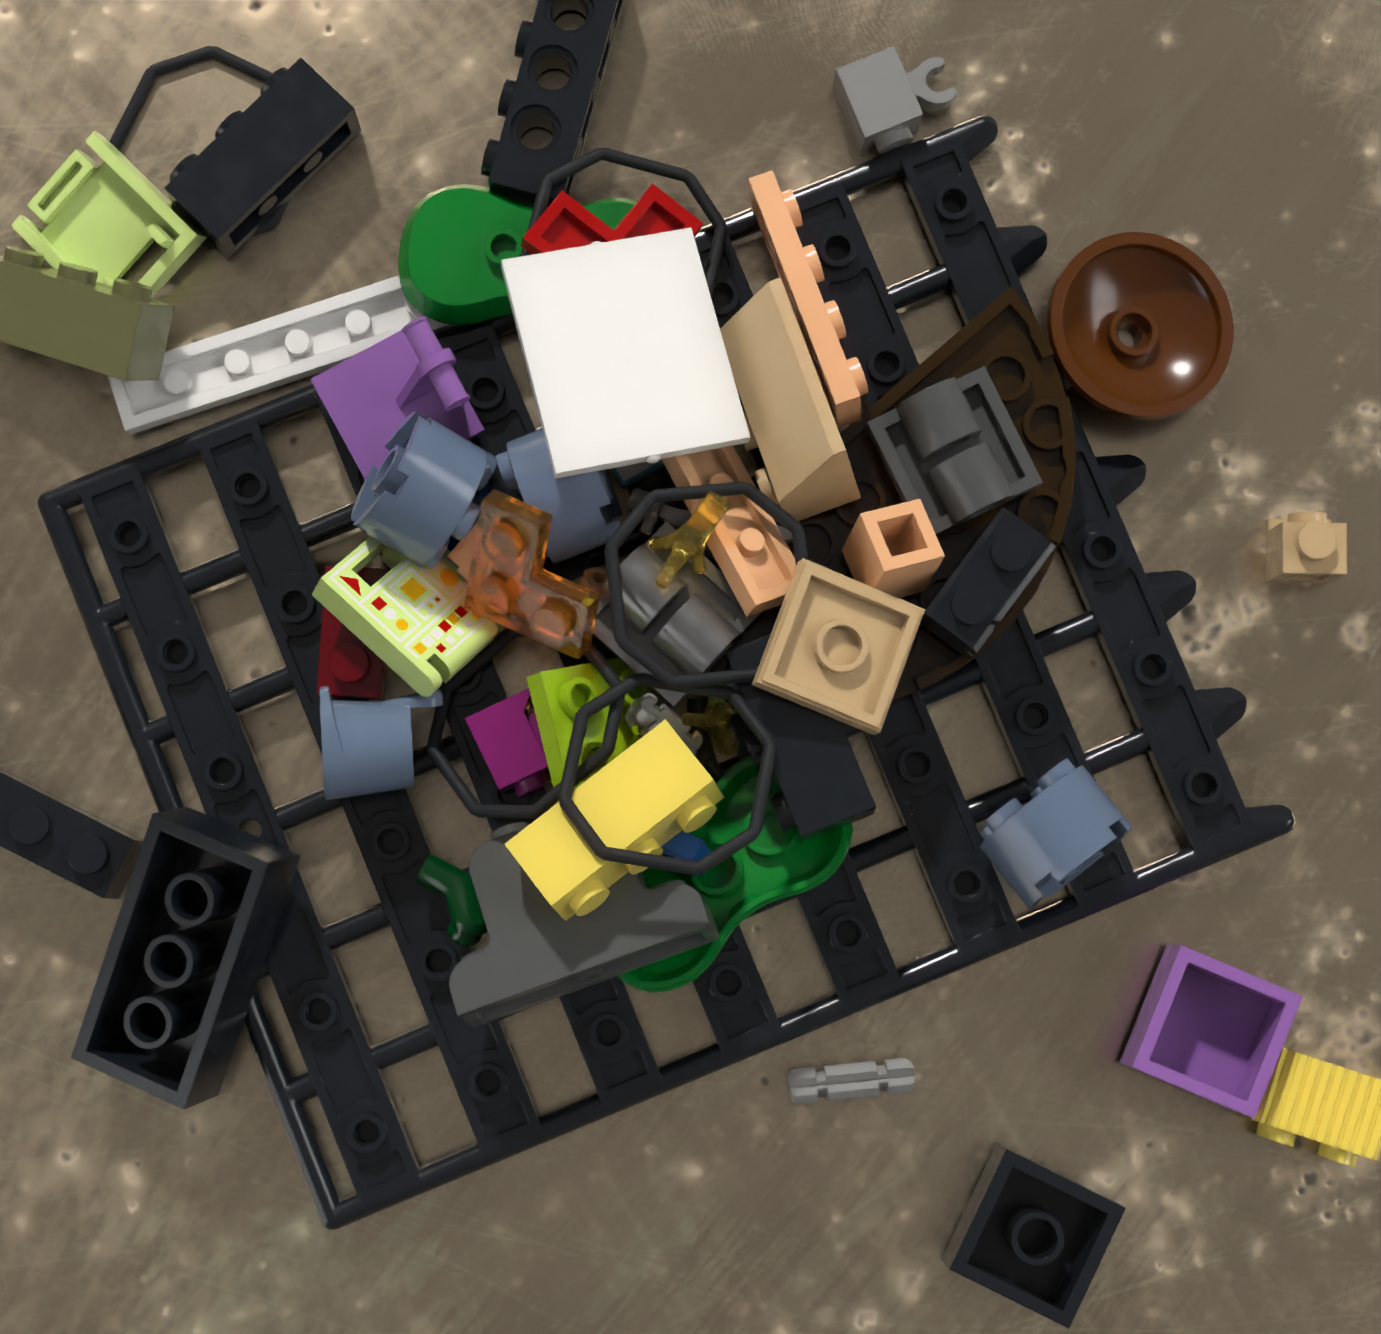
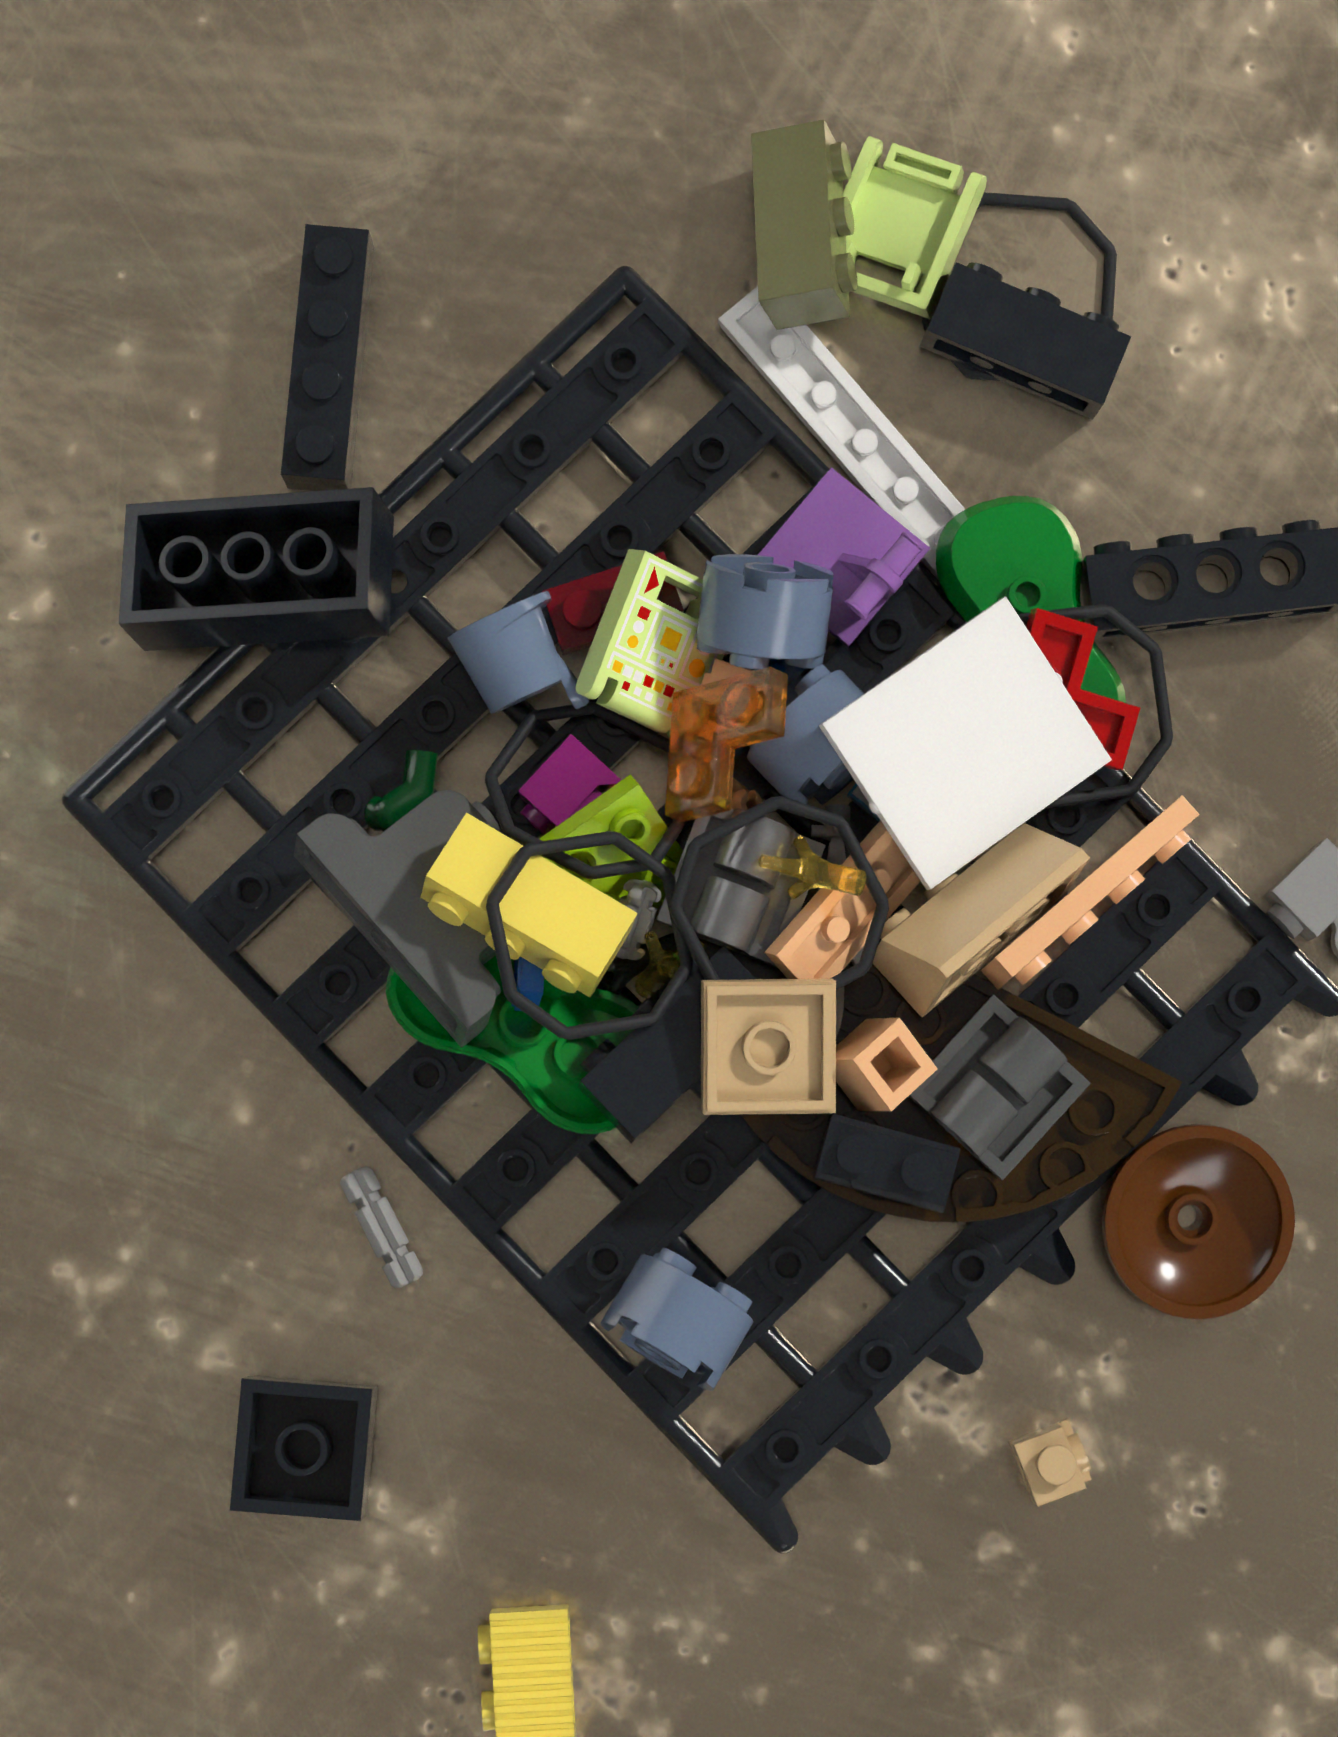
camera: 75 degrees right, 0 degrees up
(1211, 1029) = (557, 1542): medium lavender piece -> none

